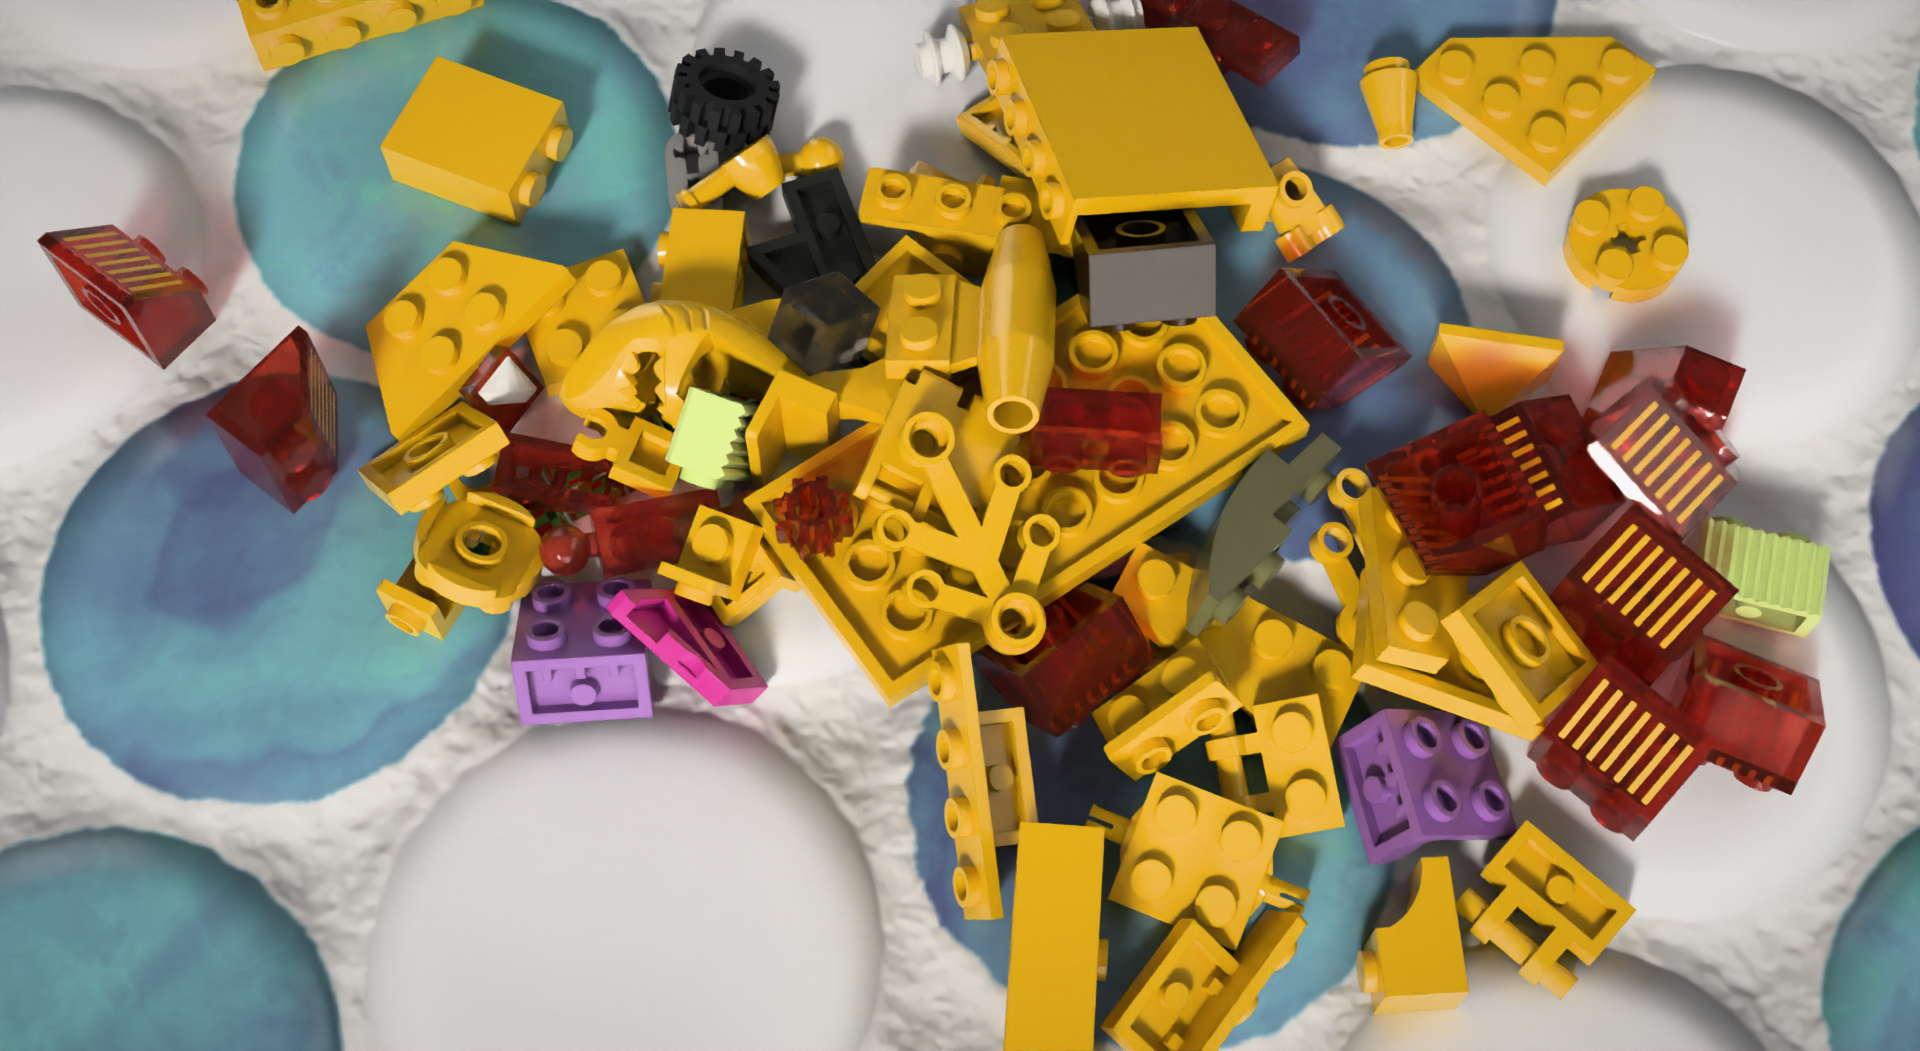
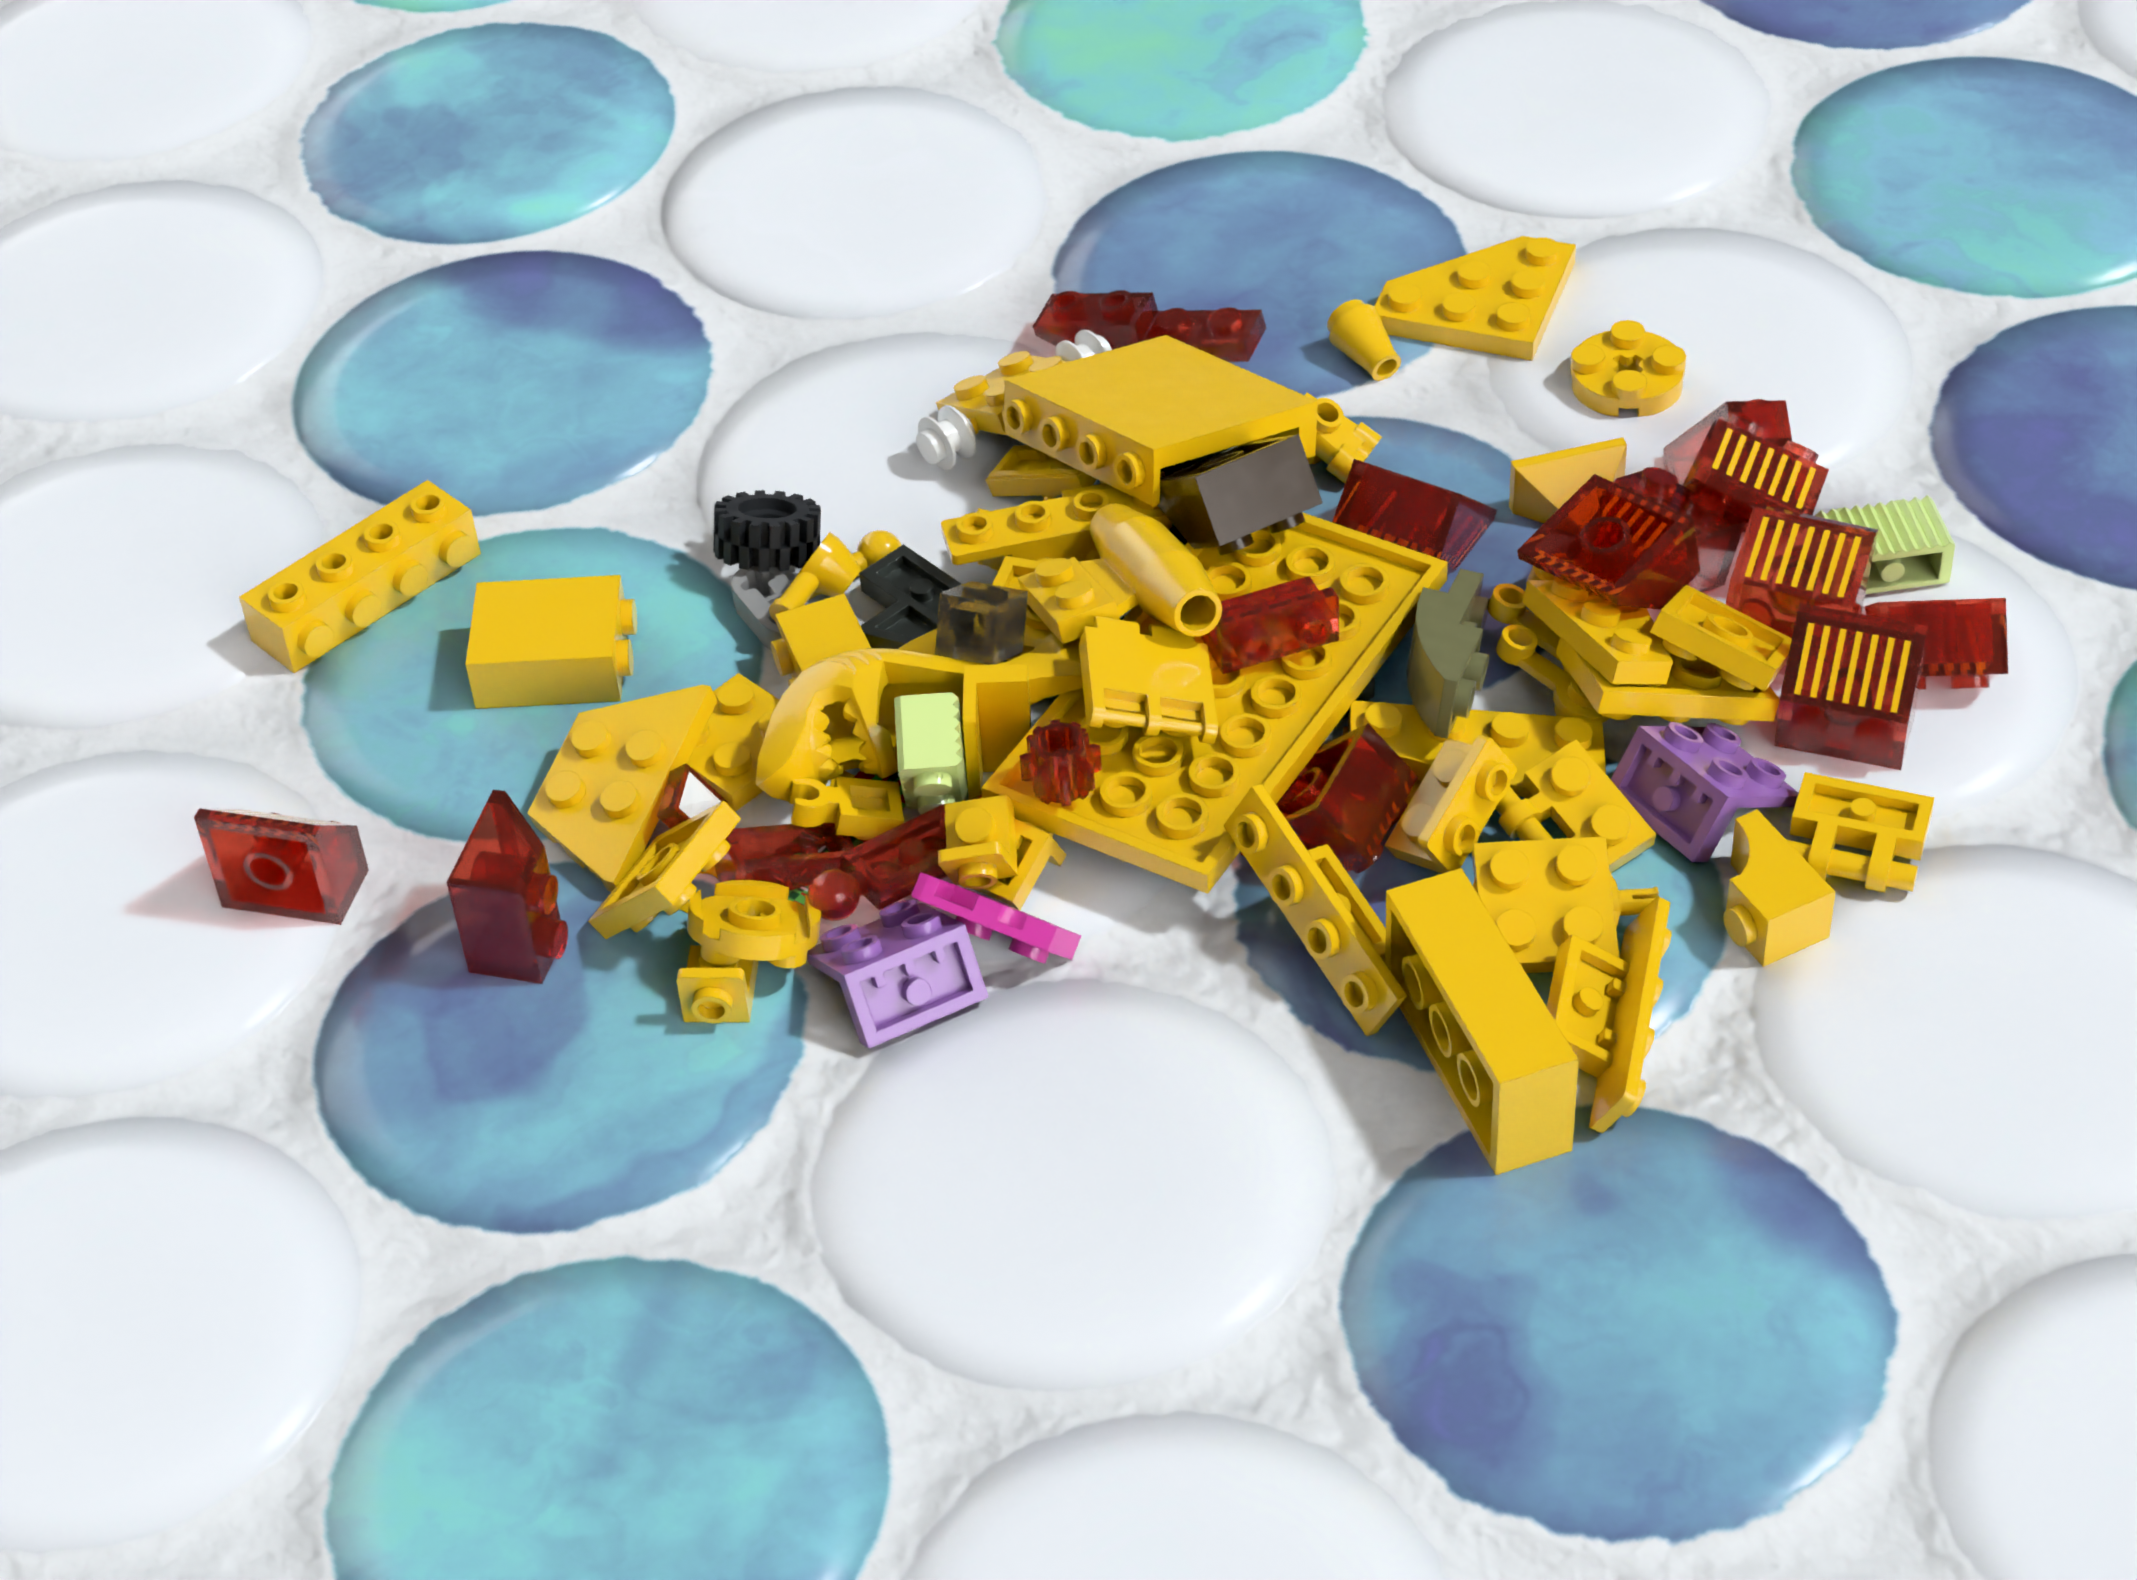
camera: 20 degrees left, 20 degrees down
(975, 545) = (1277, 764): yellow plant -> none

